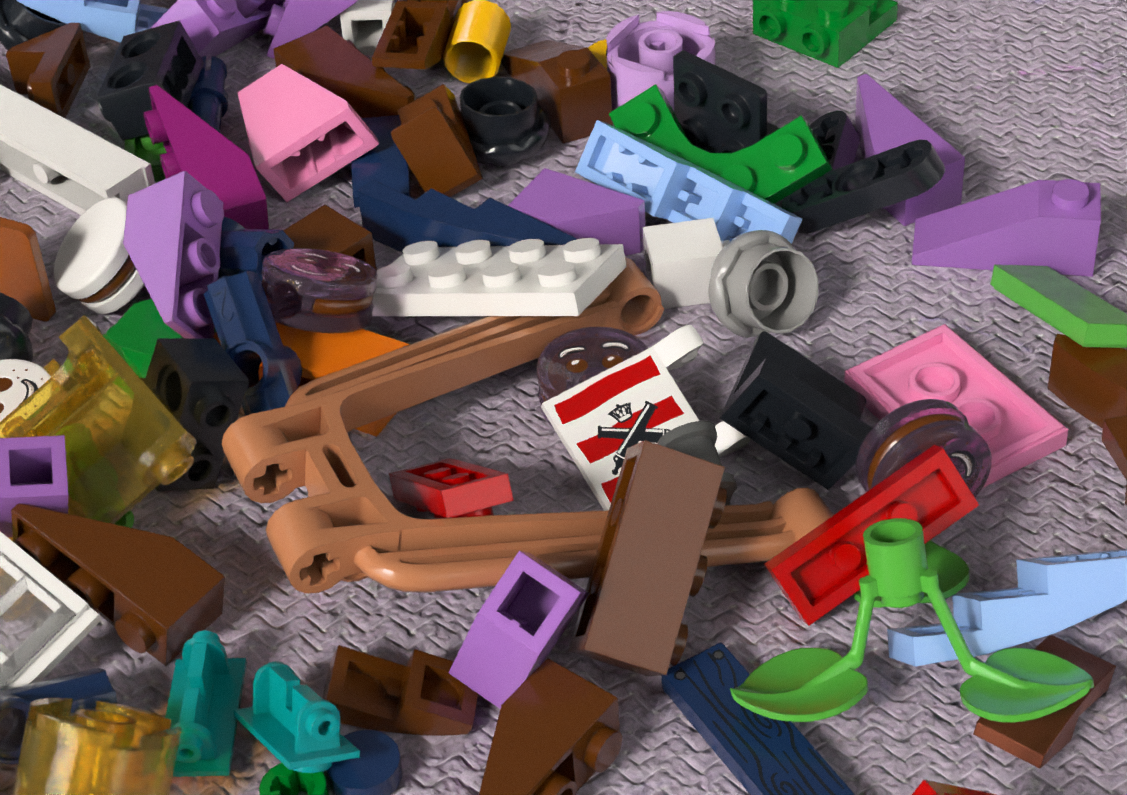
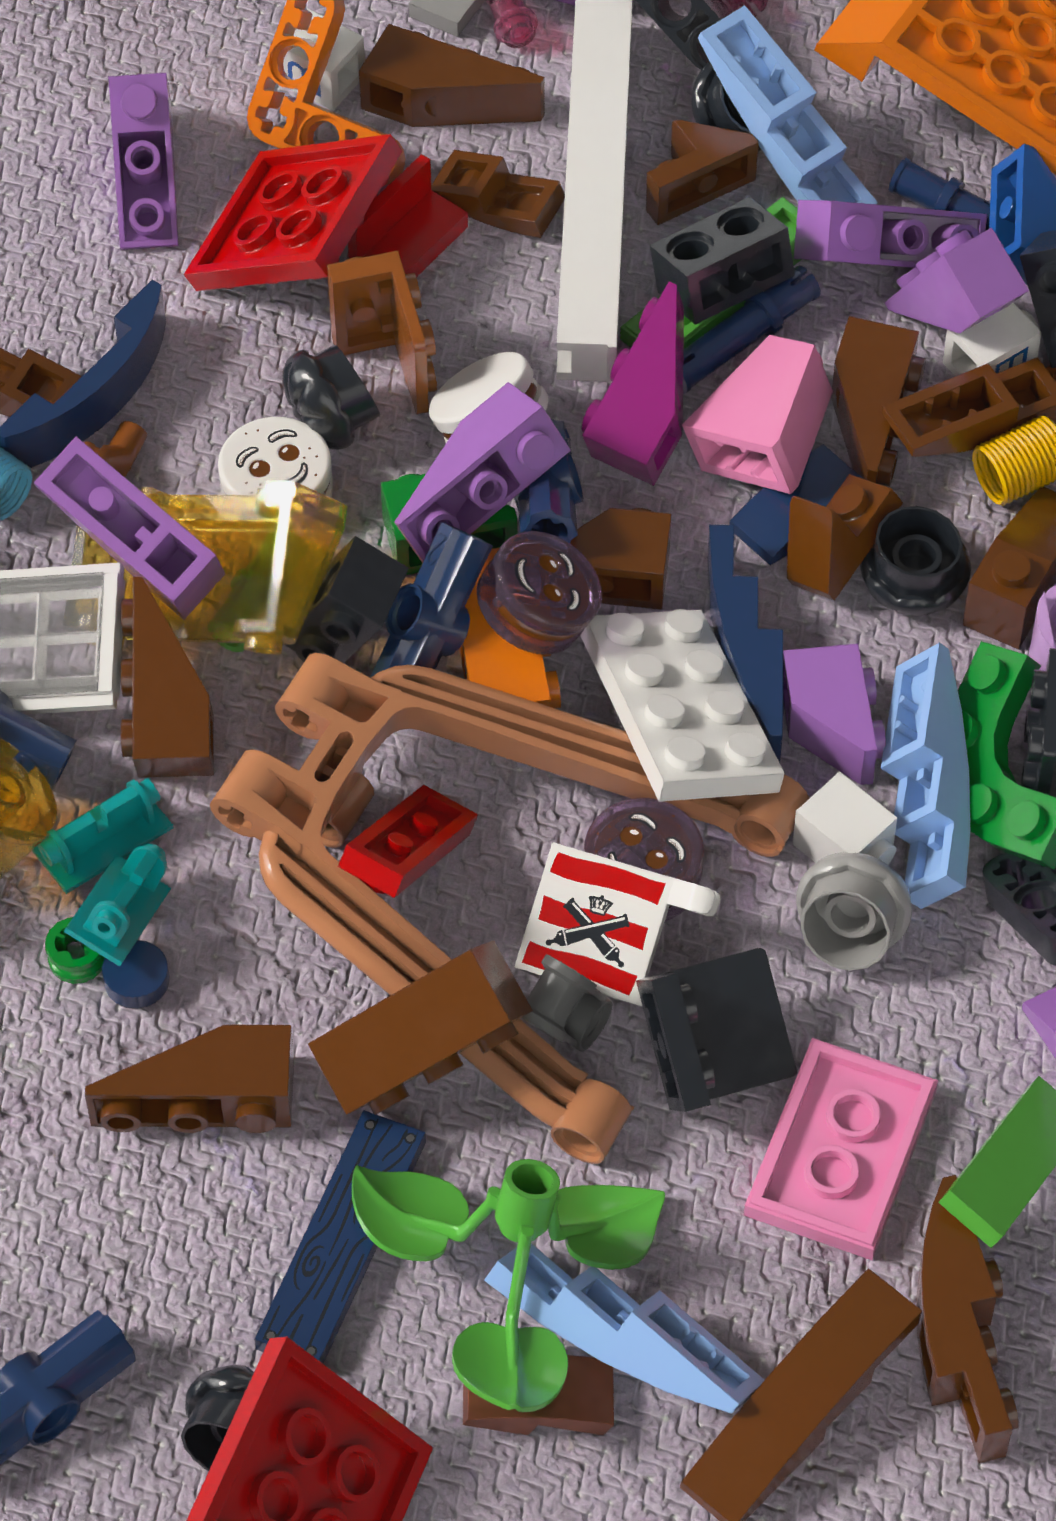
camera: 50 degrees right, 15 degrees up
(399, 697) = (217, 949): reddish brown slope -> none
(516, 628) = (306, 983): medium lavender slope -> none
(831, 558) = (601, 1168): red plate -> none
(912, 431) = (708, 1161): clear purple head -> none

